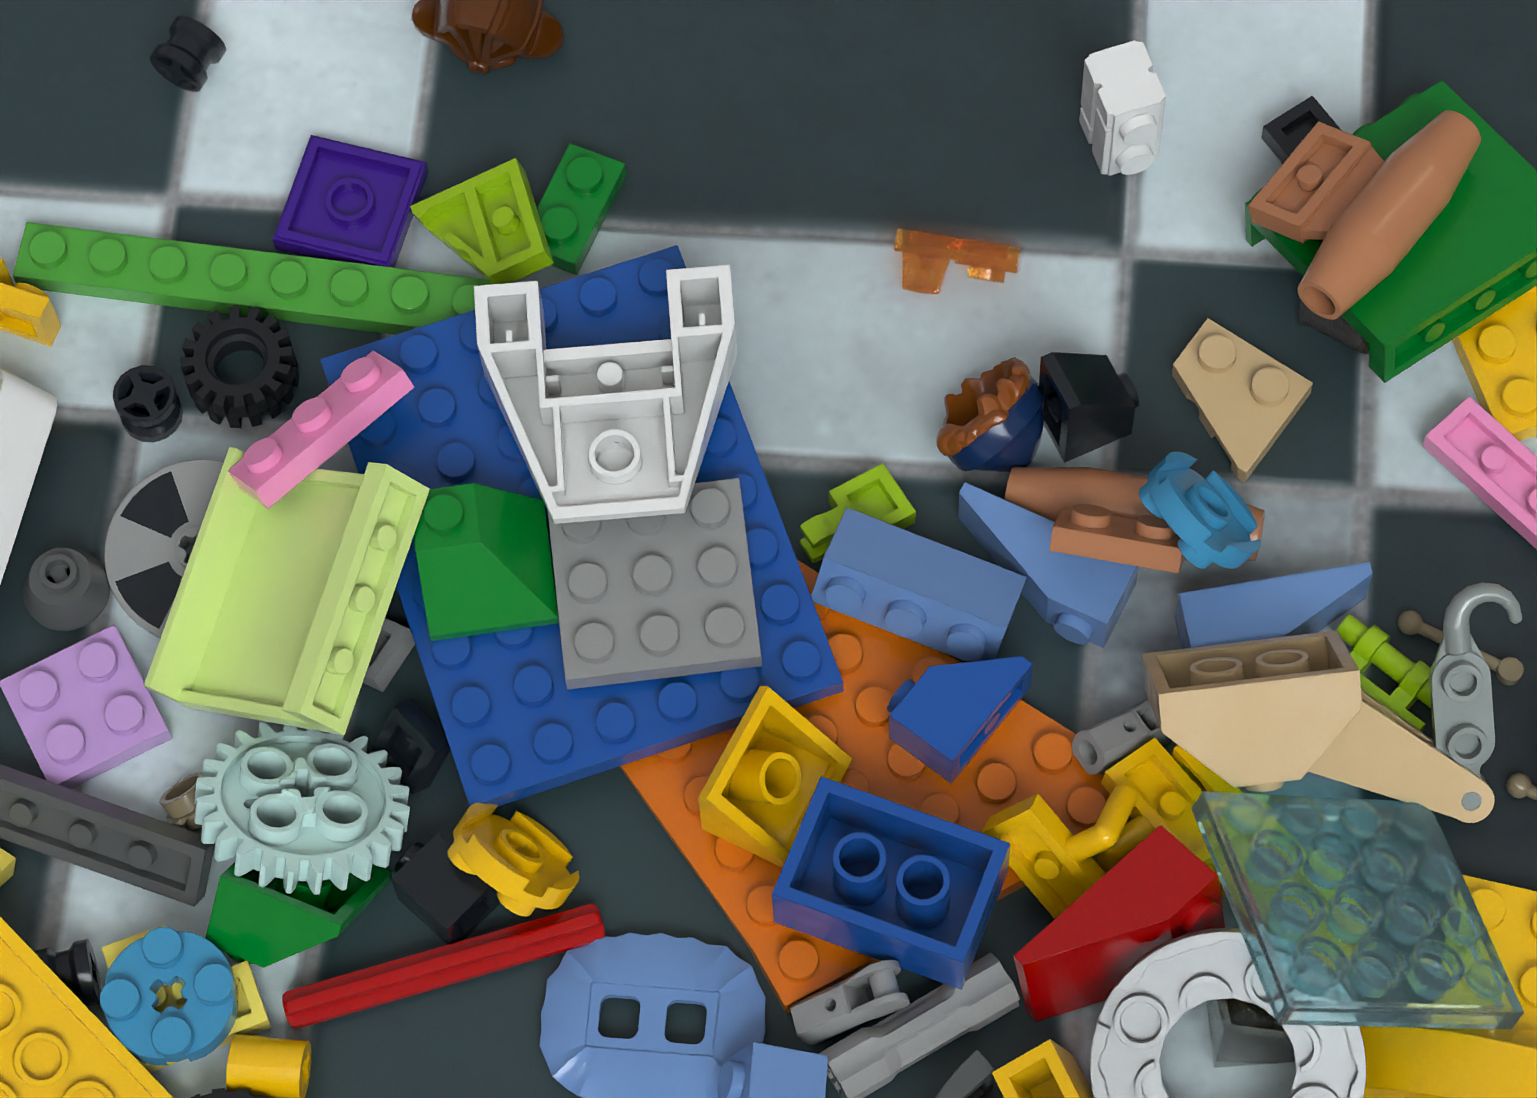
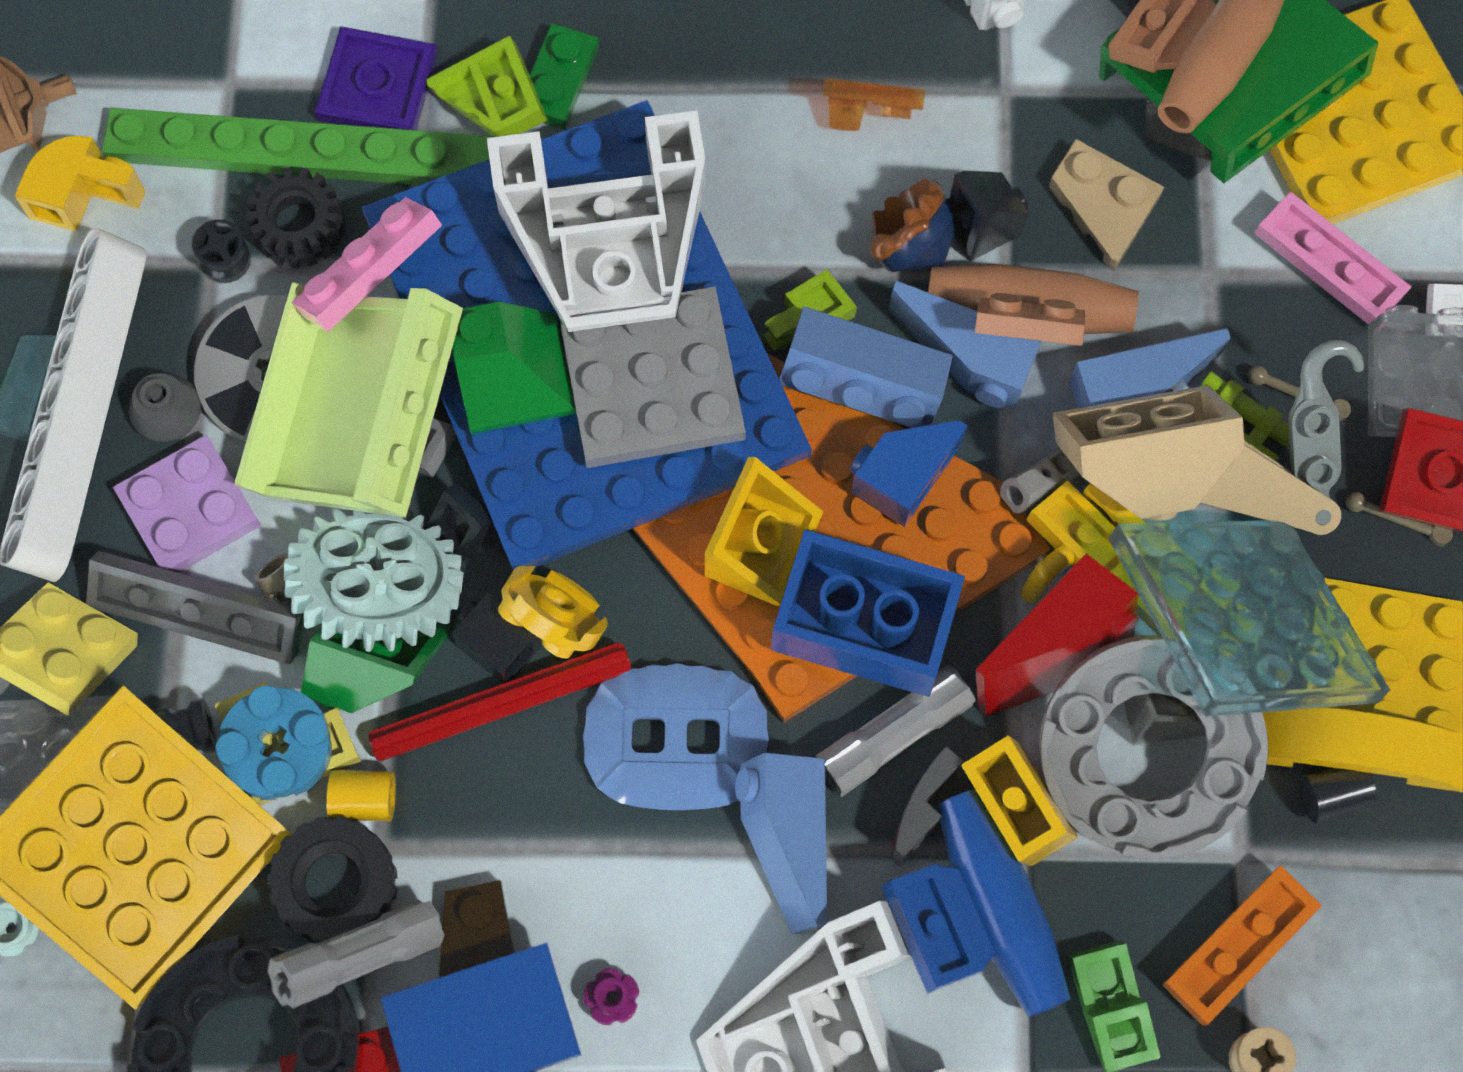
camera: 10 degrees left, 5 degrees up
(848, 1004) = (836, 714): light grey bar -> none
(1051, 858) = (994, 585): yellow plate -> none
(1201, 511) = (1096, 294): dark azure plate -> none

